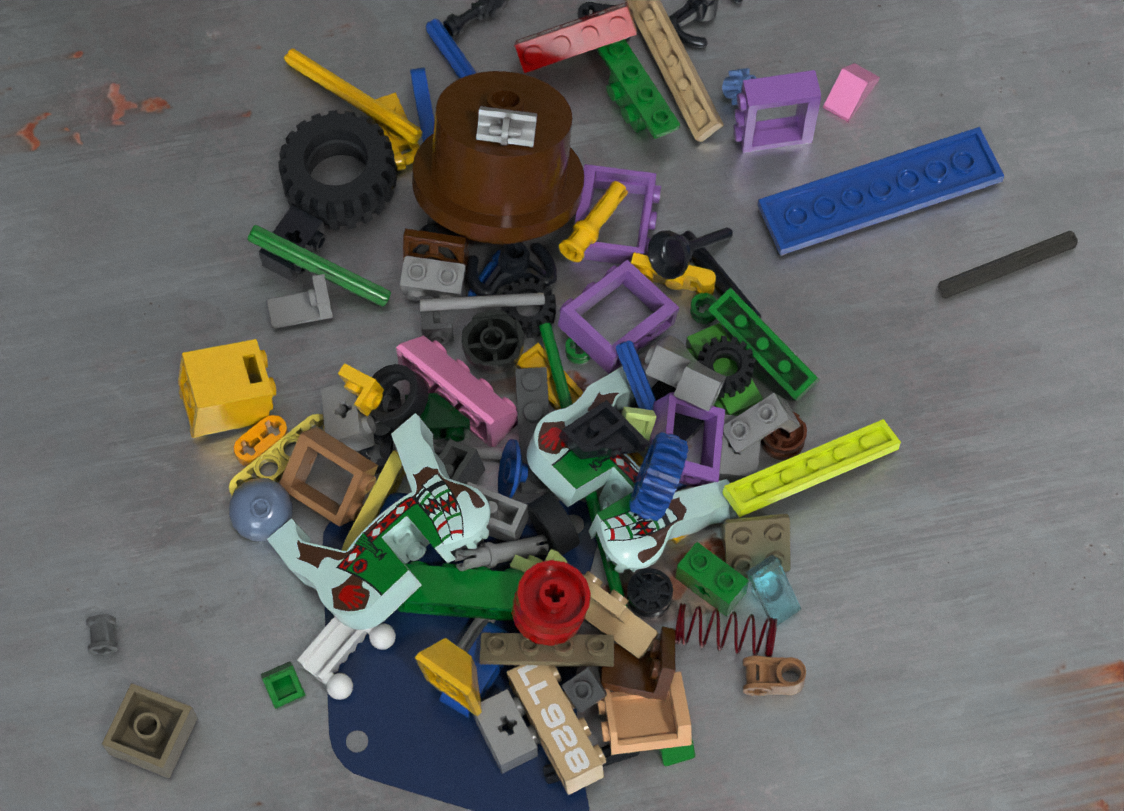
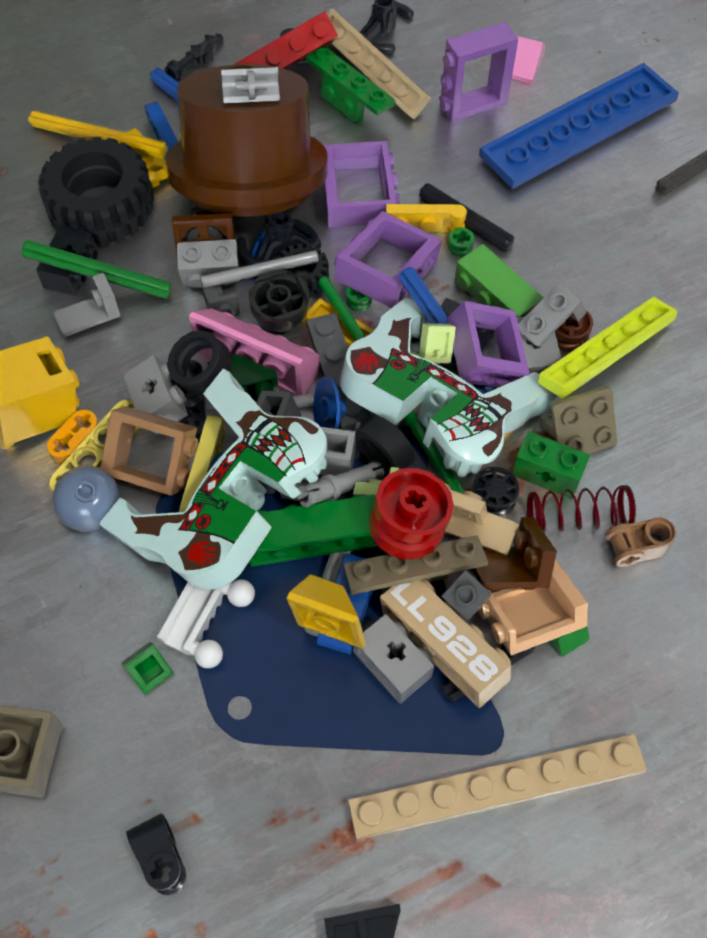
camera: 15 degrees left, 5 degrees down
(363, 386) = (165, 356): yellow bracket -> none
(587, 230) = (340, 192): yellow pin -> none
(602, 434) = (412, 348): black wing -> none
(658, 476) = (483, 368): blue gear -> none
(672, 252) = (423, 192): black piece -> none
(677, 367) = (470, 285): light grey arch -> none
(733, 84) = (432, 69): medium blue gear -> none
(733, 351) = (506, 262): black tyre -> none
(764, 343) = (527, 251): green brick -> none
(773, 589) = (612, 460): clear light blue tile -> none

